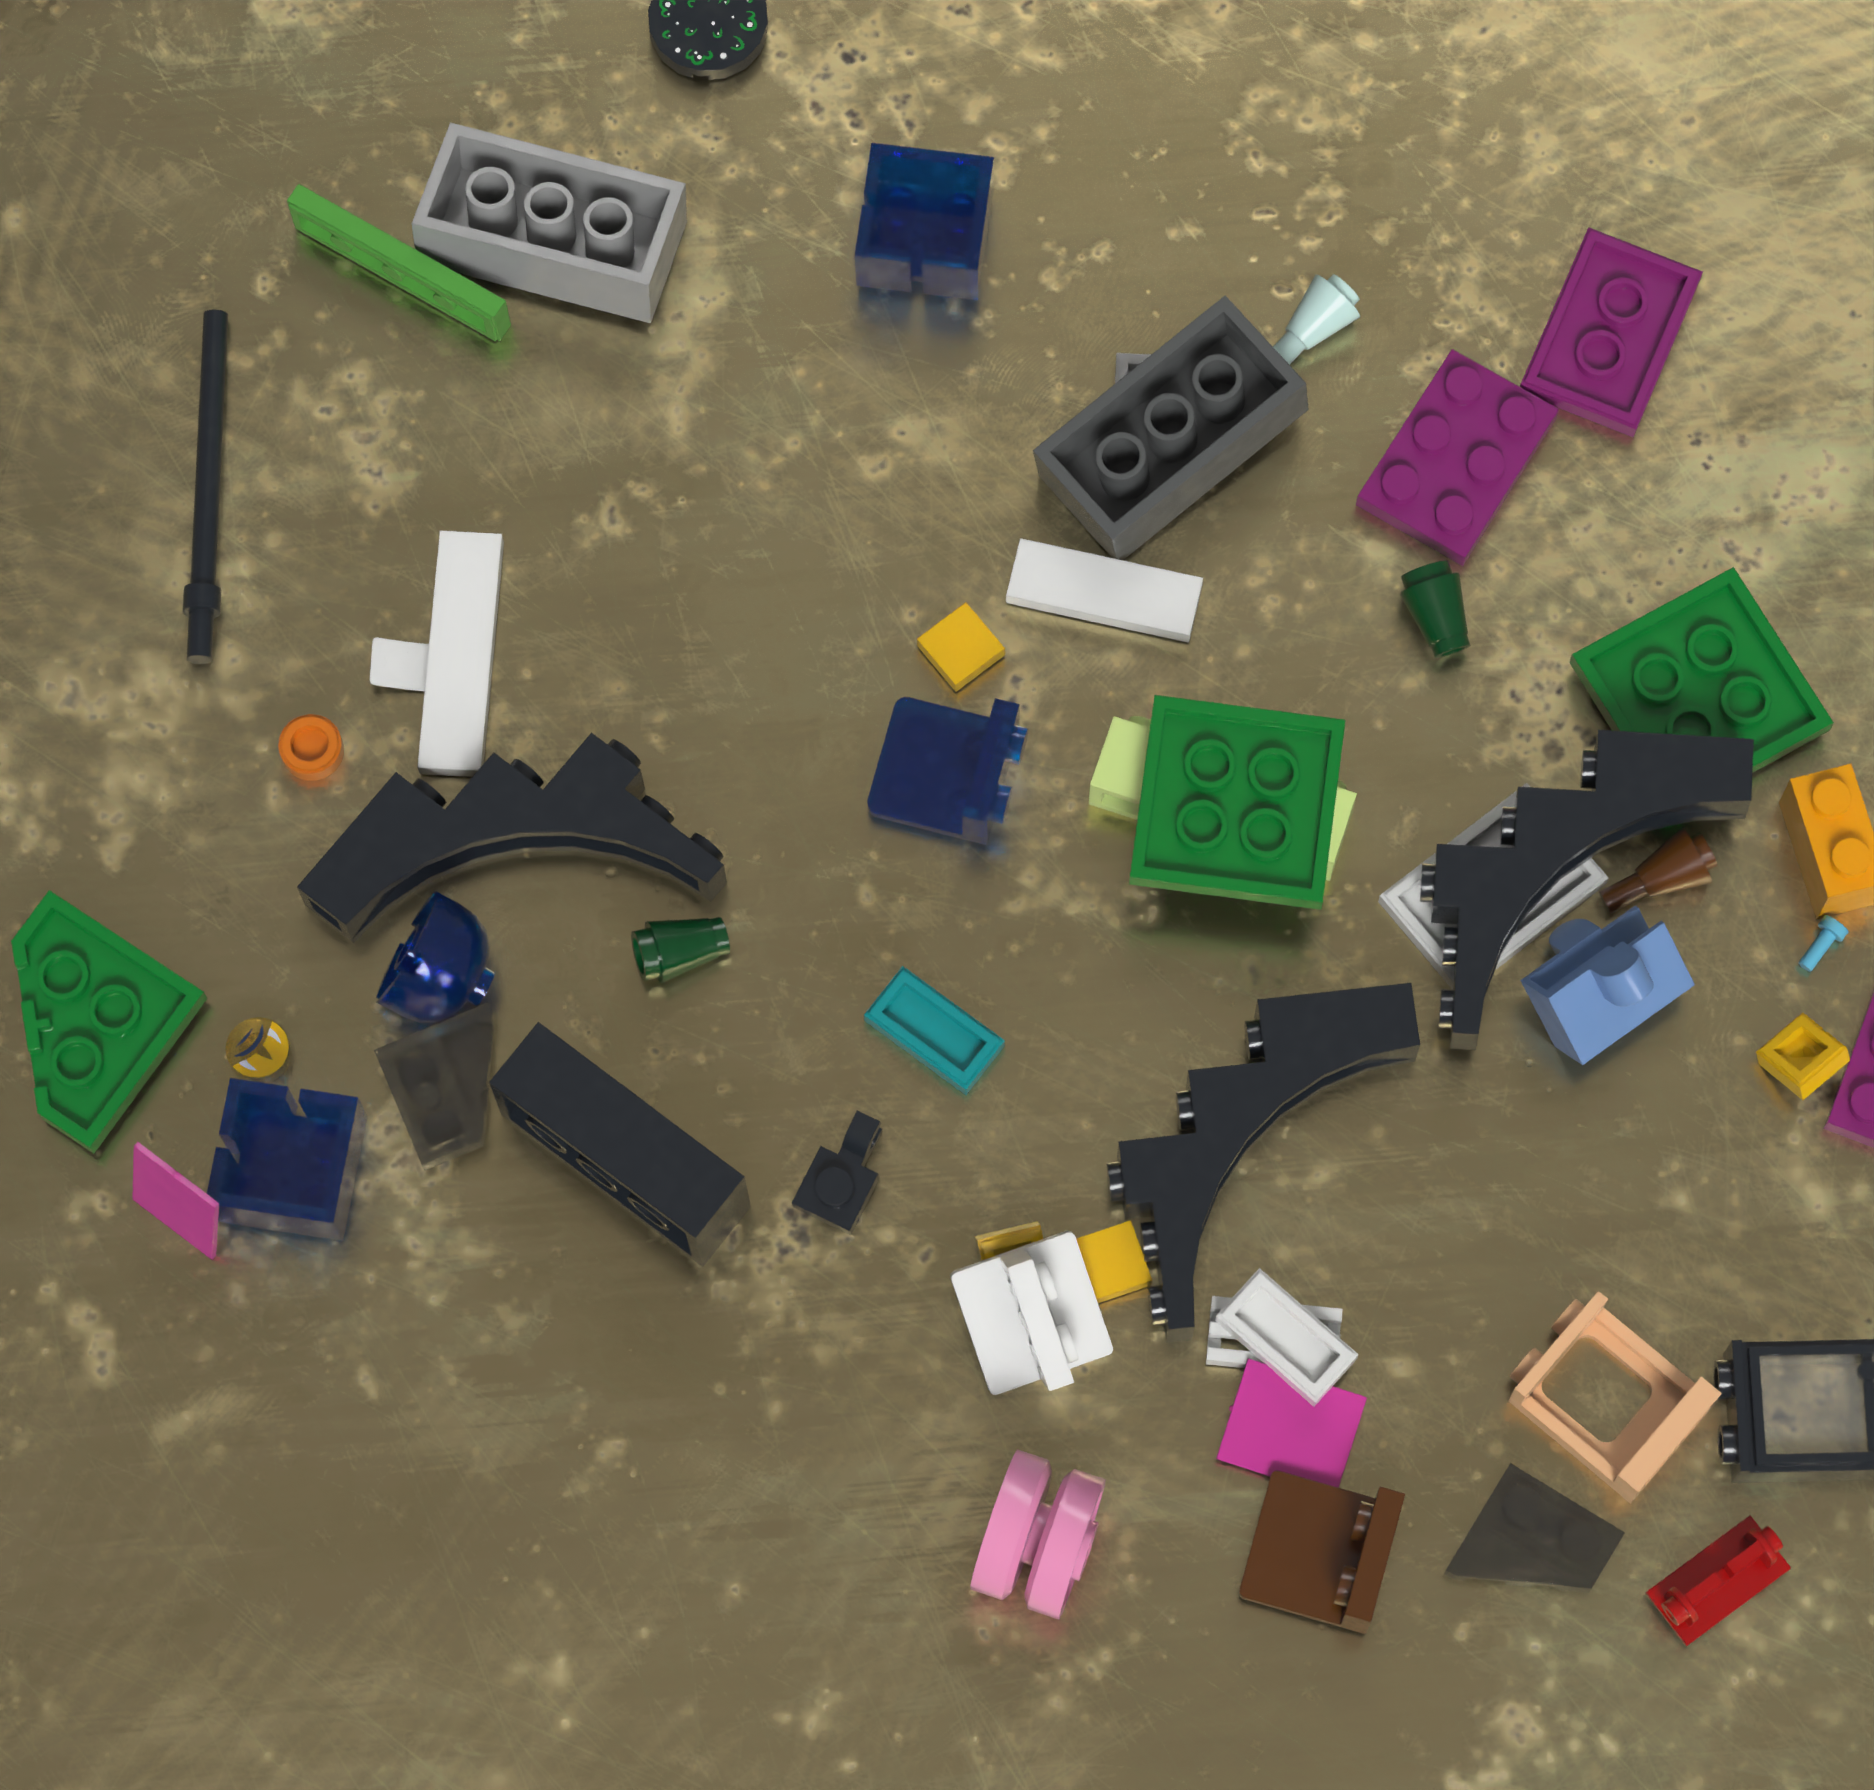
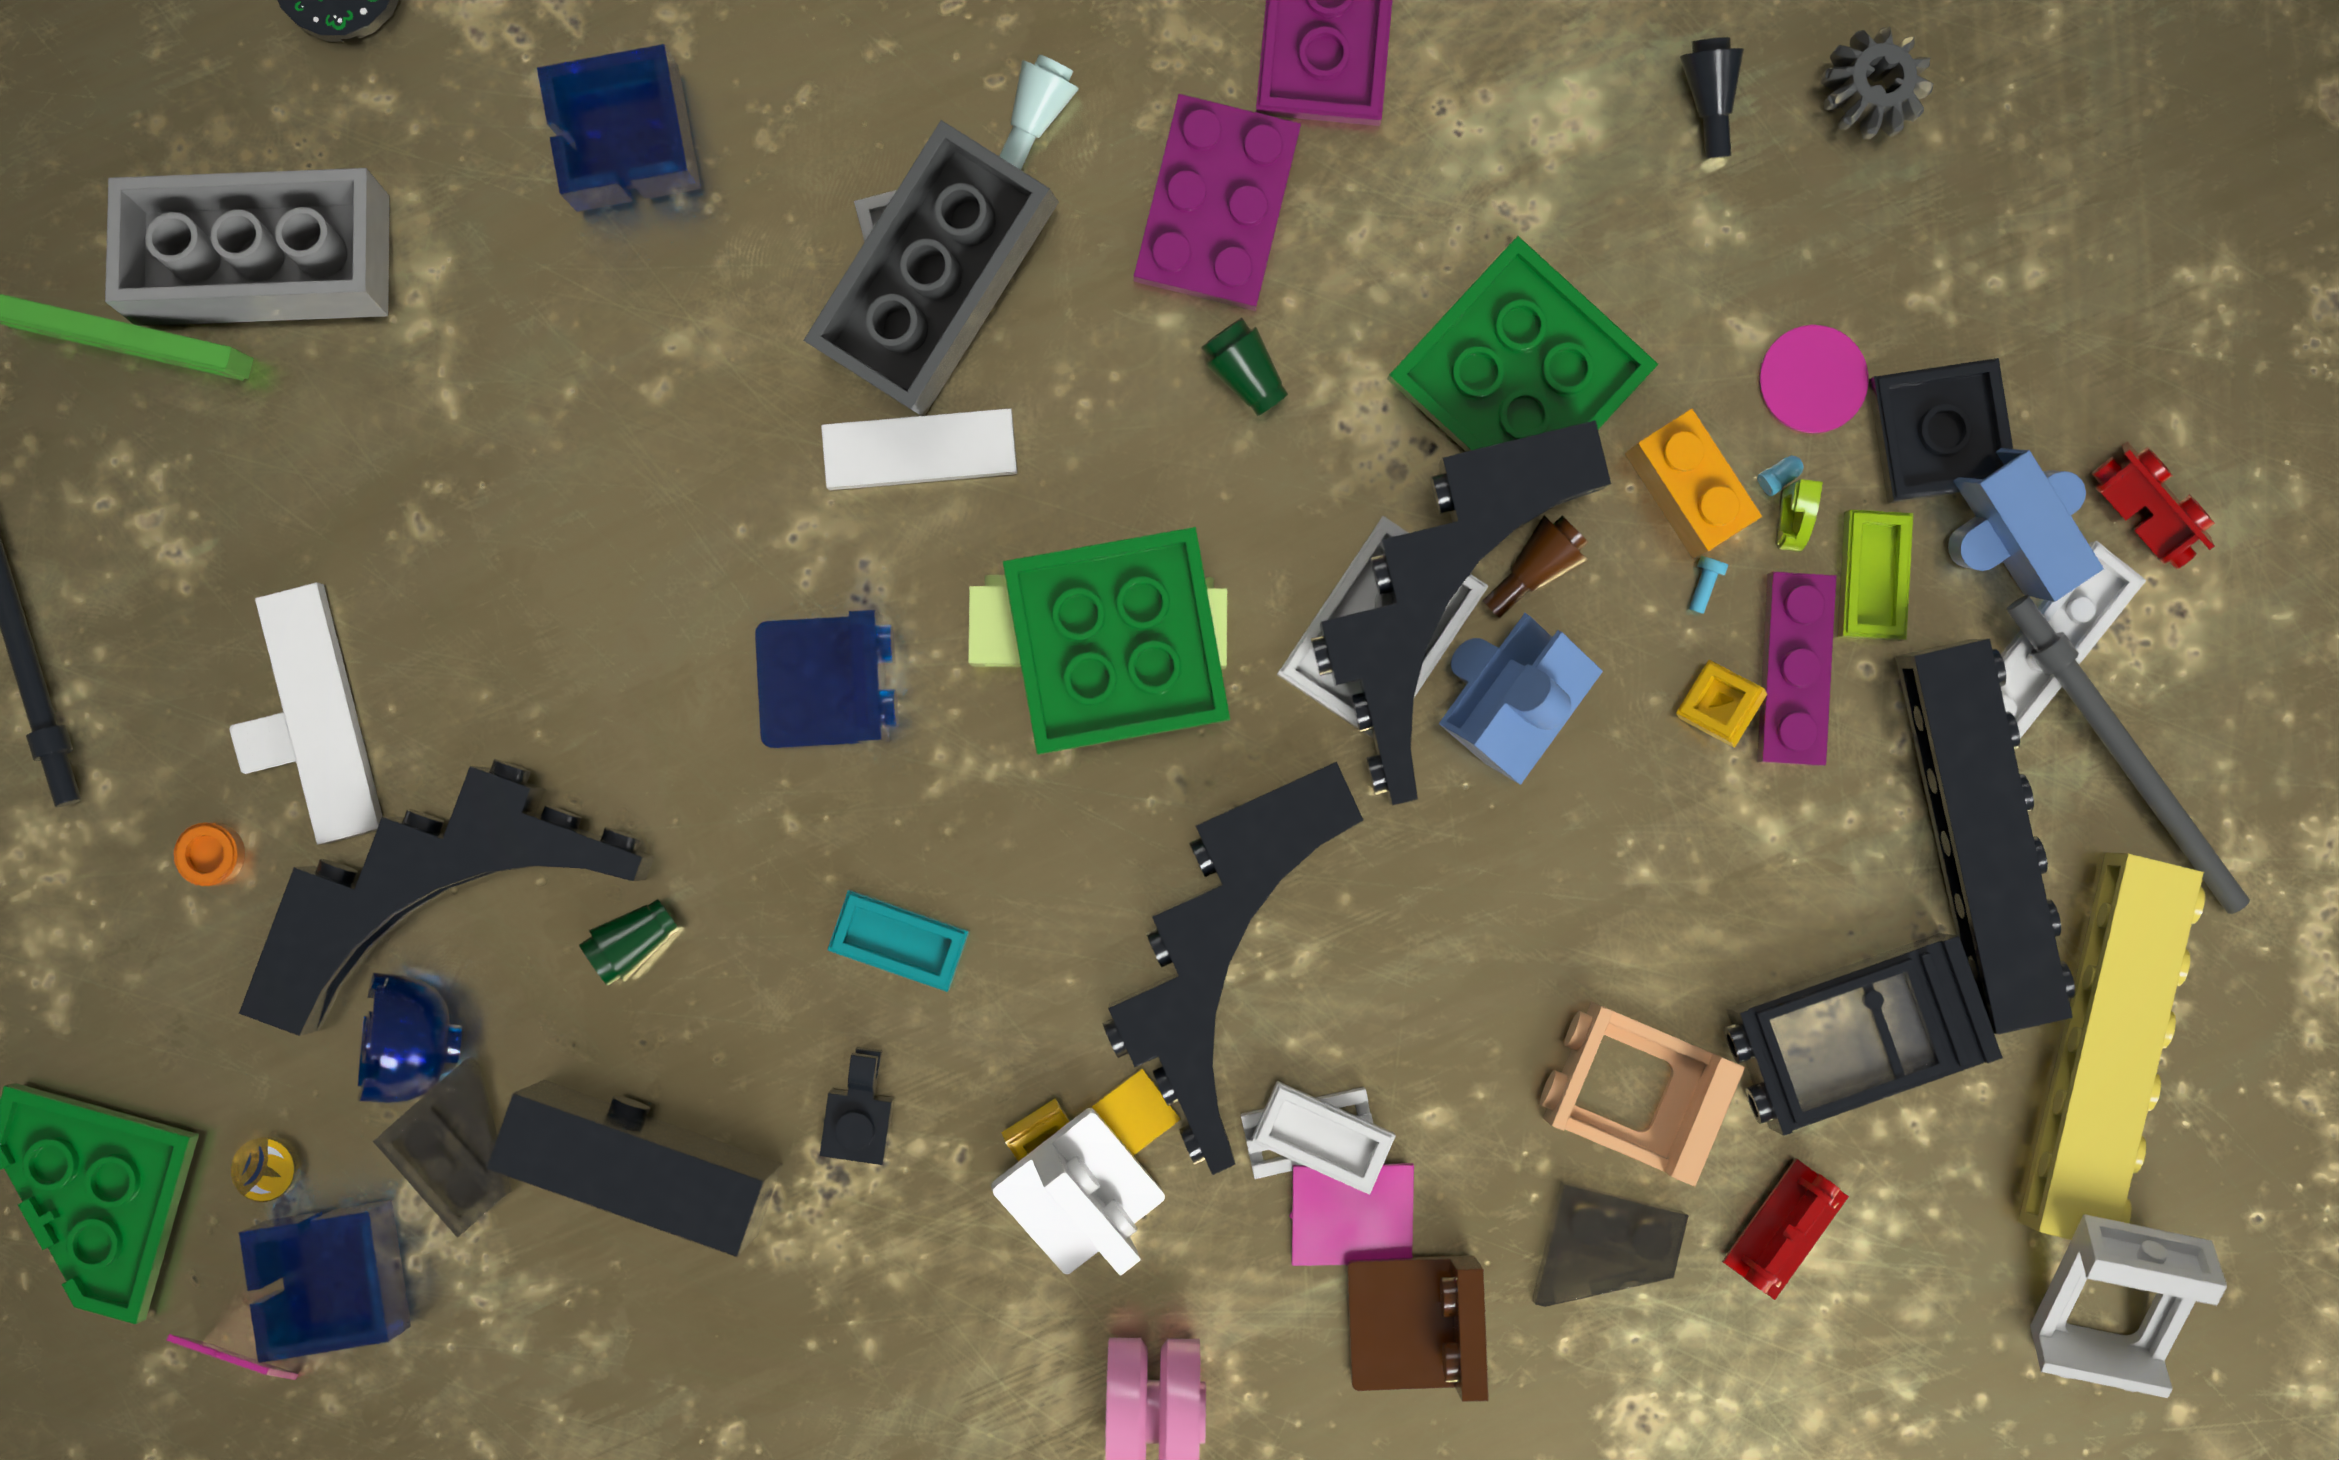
camera: 25 degrees left, 15 degrees up
(960, 647) = (800, 551): yellow tile -> none

